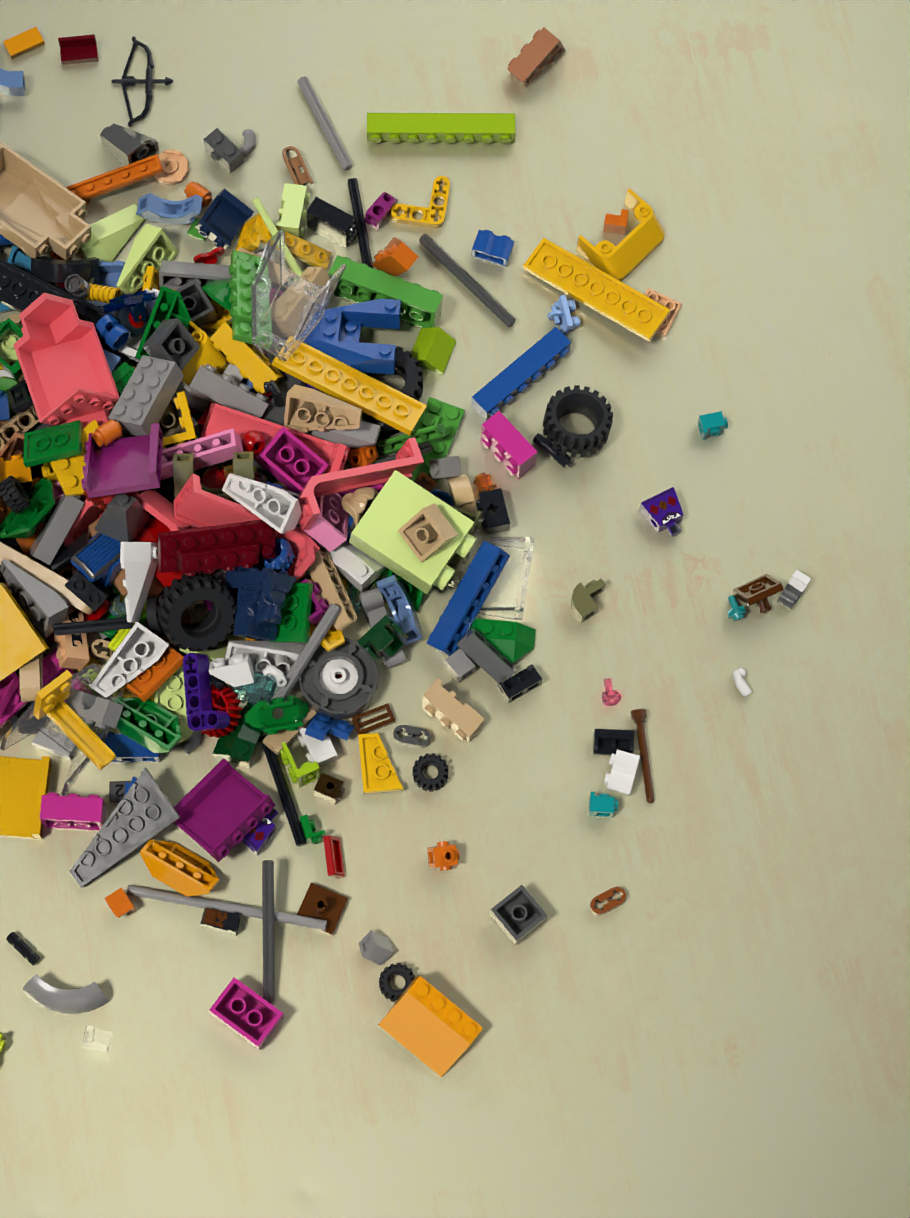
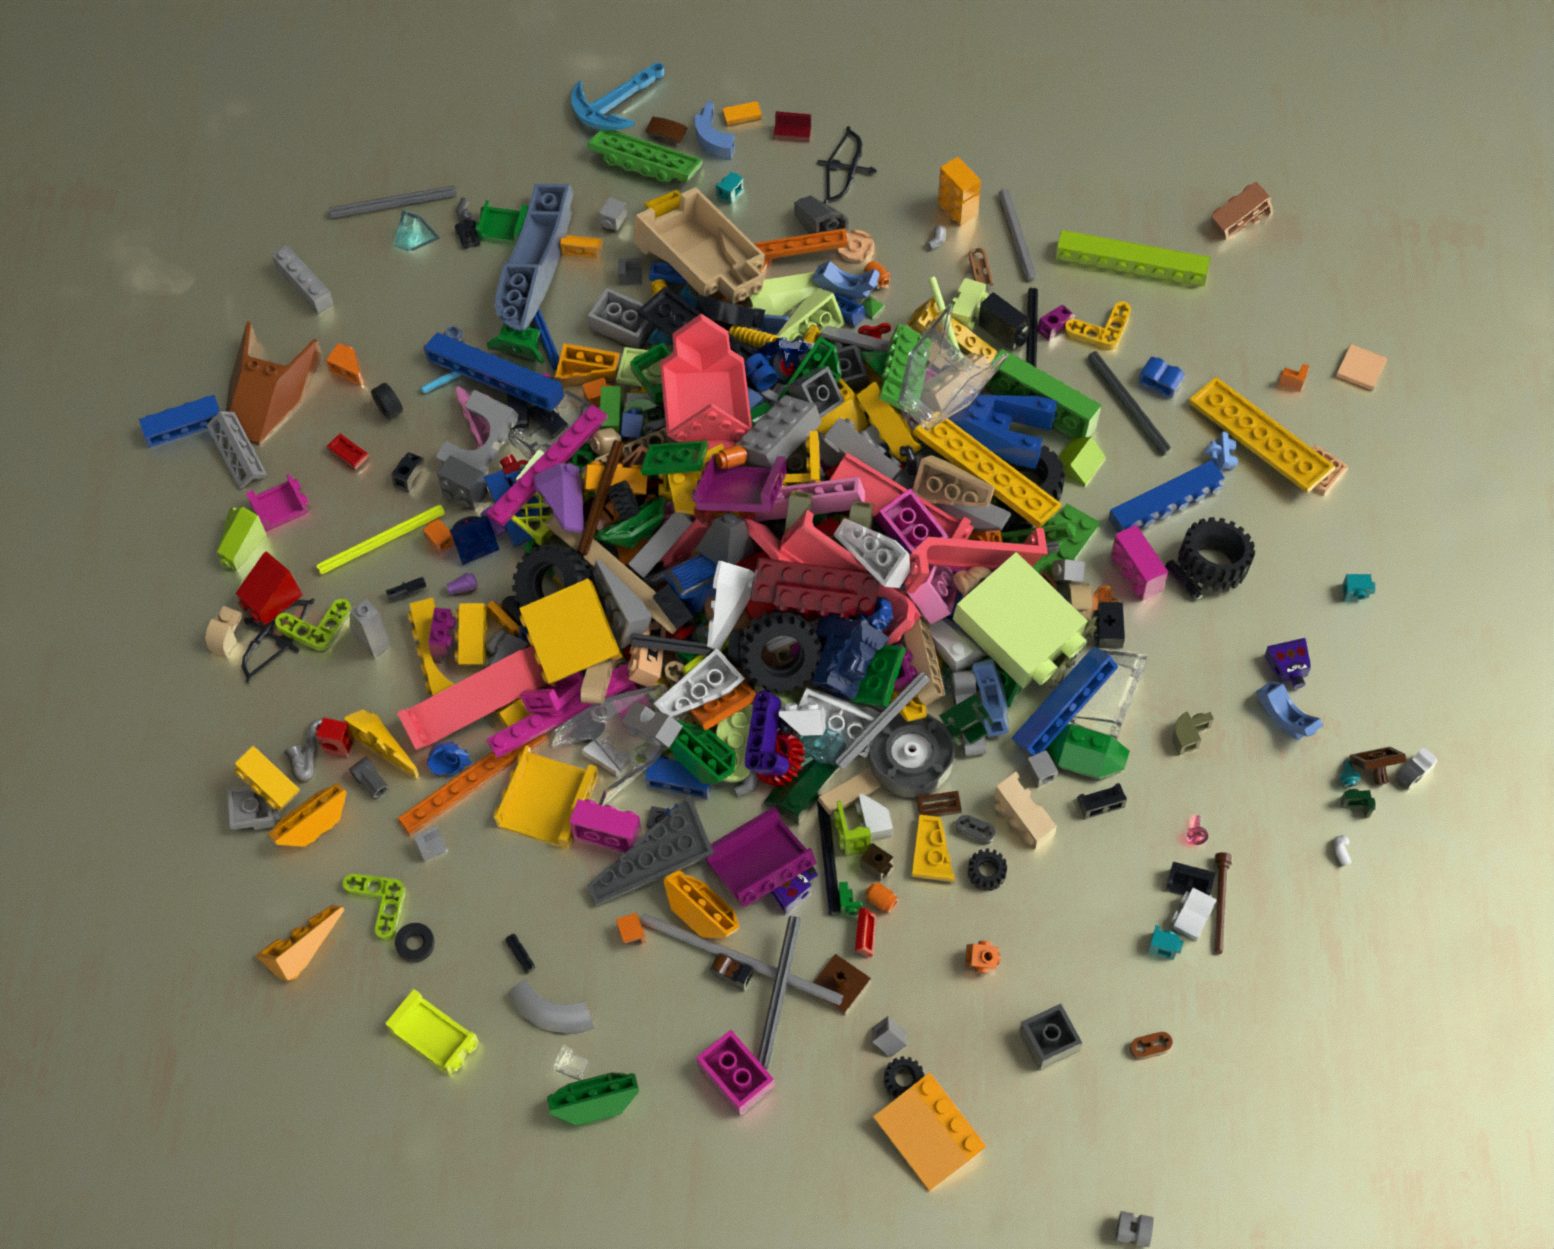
camera: 20 degrees right, 10 degrees down
(31, 128) = (730, 187): none -> teal brick
(51, 702) = (609, 705): yellow bracket -> none
(77, 286) = (736, 326): flat silver wheel -> none
(125, 1066) = (593, 1098): none -> green wedge
(187, 238) = (857, 311): none -> blue slope
(223, 150) = (911, 239): dark grey brick -> none
(223, 219) = (897, 299): dark blue panel -> none
(253, 442) = (878, 497): red piece -> none
(259, 92) = (959, 191): none -> light orange piece
(277, 673) = (844, 729): white arm -> none
(293, 712) = (823, 773): green piece -> none
(323, 725) = (884, 796): blue plate -> none
(340, 820) = (881, 897): none -> orange brick
(395, 258) = (1061, 362): orange wedge -> none
(427, 532) = (1036, 618): tan slope -> none
(486, 656) = (1071, 763): dark grey panel -> none
(632, 1068) = (1143, 1229): none -> light grey wheel
(633, 249) = (1306, 403): yellow windscreen -> none
(668, 563) = (1285, 713): none -> medium blue arch
(677, 198) = (1361, 367): none -> light nougat tile
(746, 630) = (1358, 798): none -> dark green bracket

